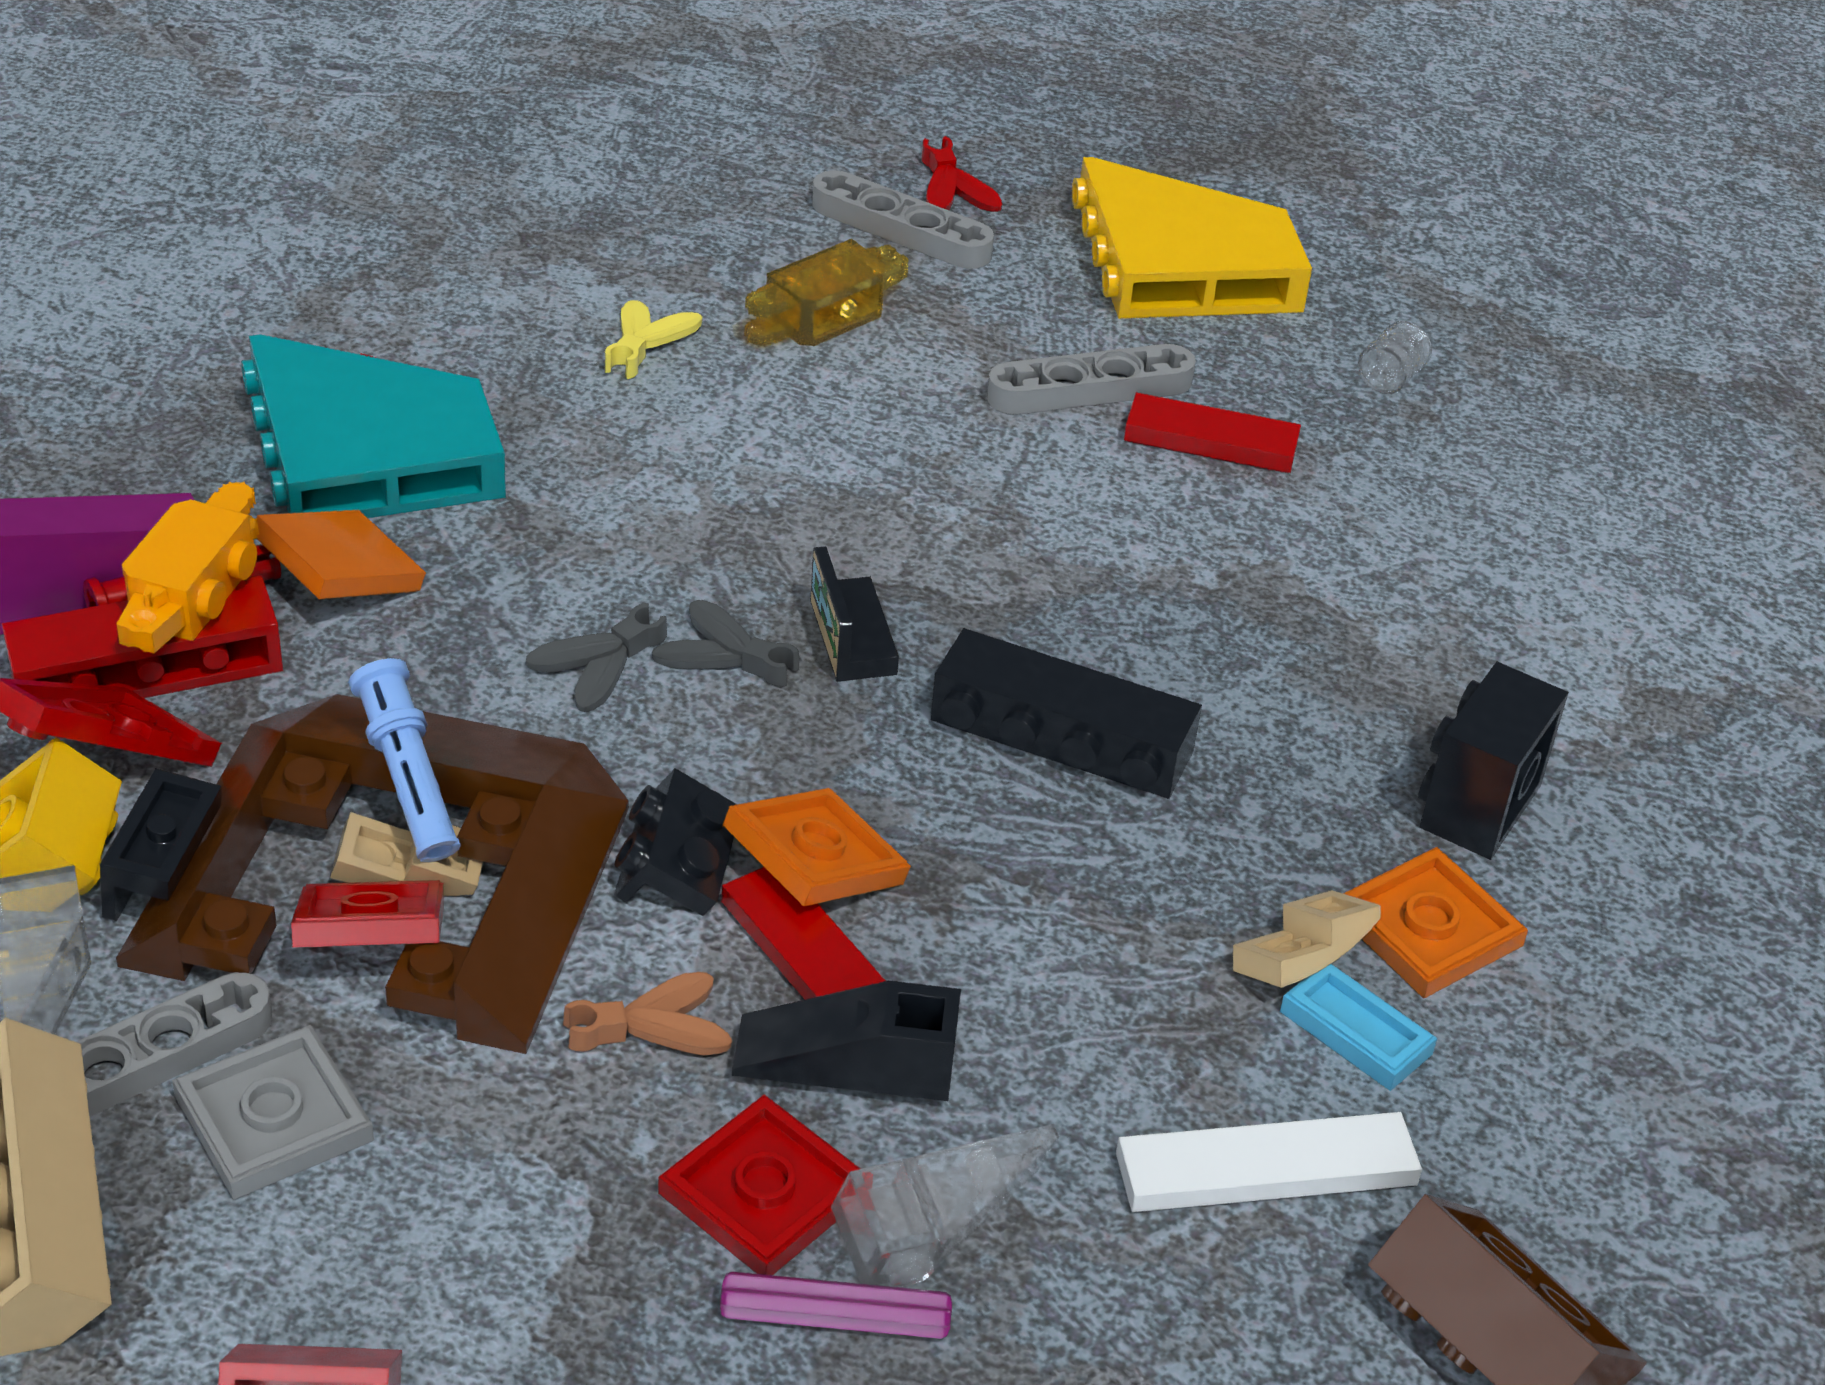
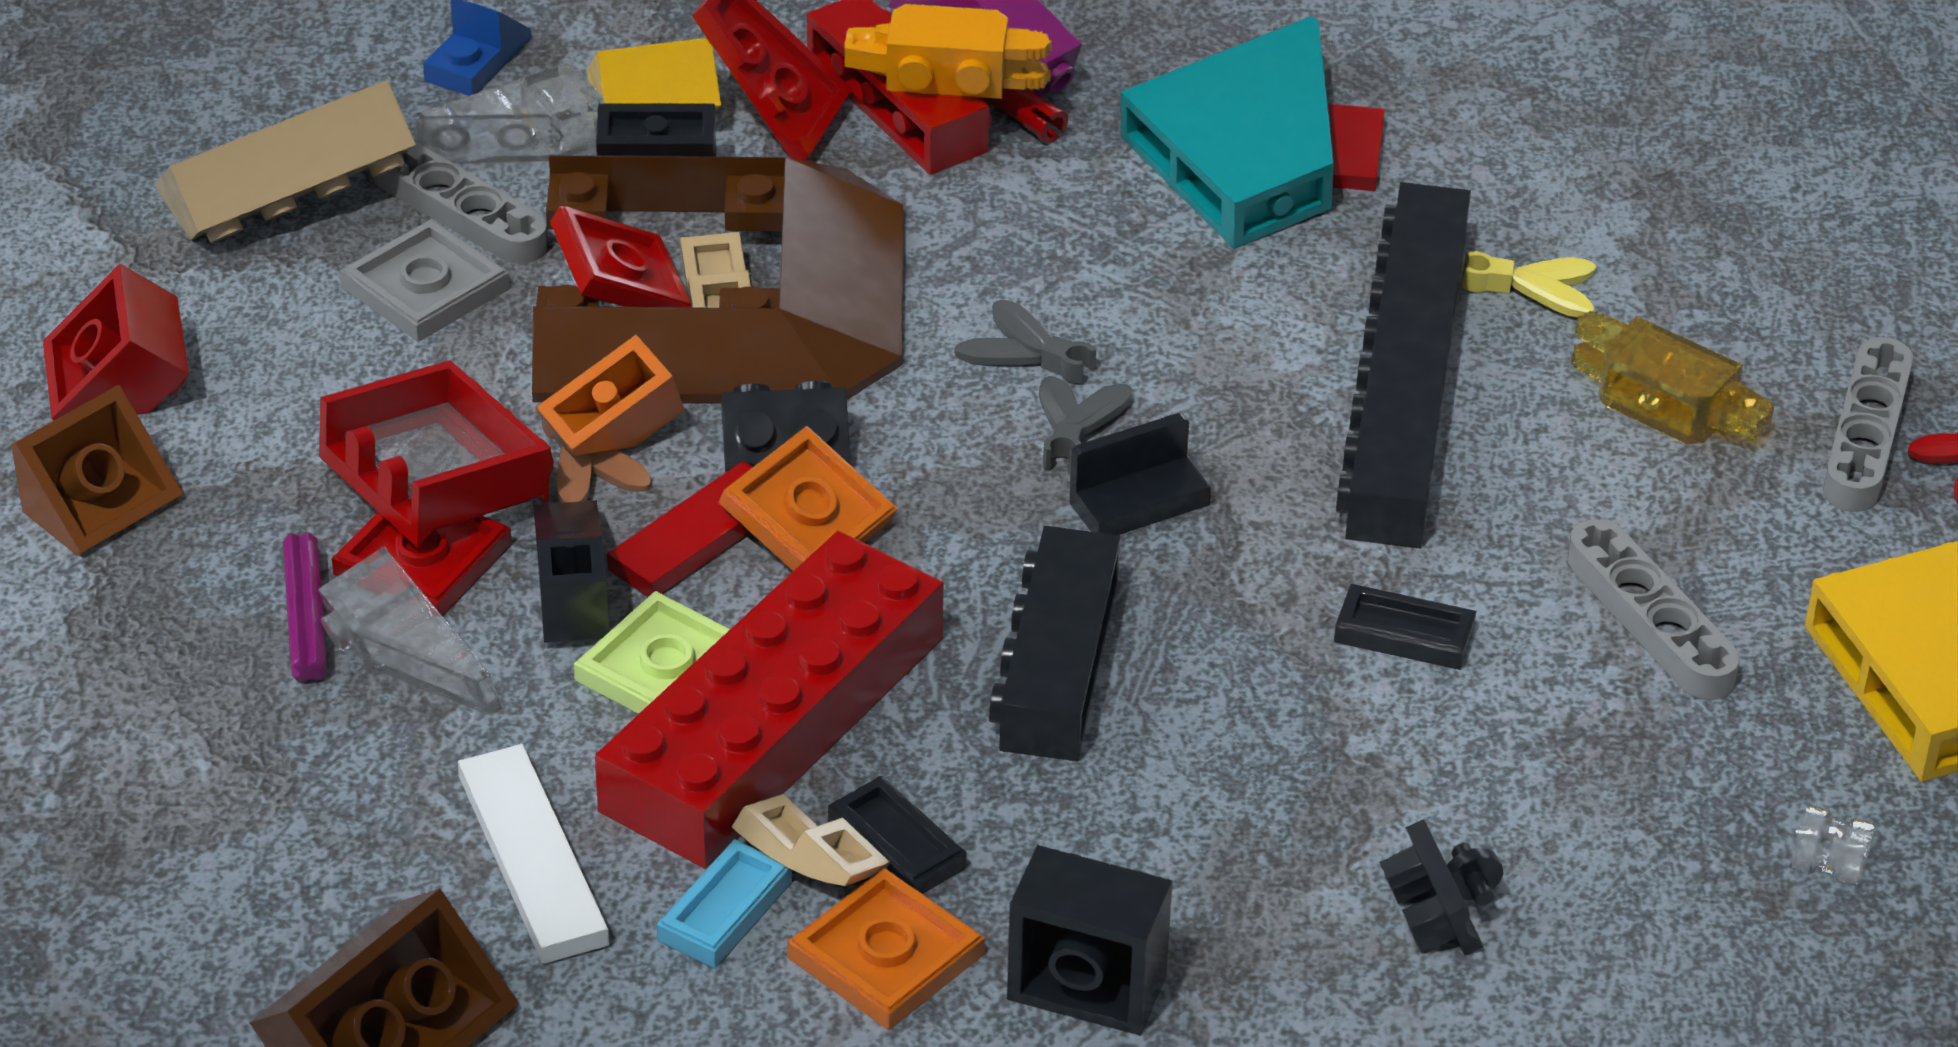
camera: 80 degrees right, 0 degrees up
(339, 554) = (1066, 153): orange tile -> none
(398, 732) = (789, 205): light blue pin -> none
(618, 951) = (614, 402): none -> orange slope
(646, 1128) = (432, 449): none -> red window
(747, 419) = (1406, 368): none -> black brick
(1012, 1008) = (647, 651): none -> yellowish green tile
(1075, 514) = (1405, 626): none -> black tile
(1108, 925) = (769, 697): none -> red brick
(1212, 432) = (1610, 716): red tile -> none
(1258, 889) = (901, 833): none -> black tile
(1418, 554) = (1466, 877): none -> black hips

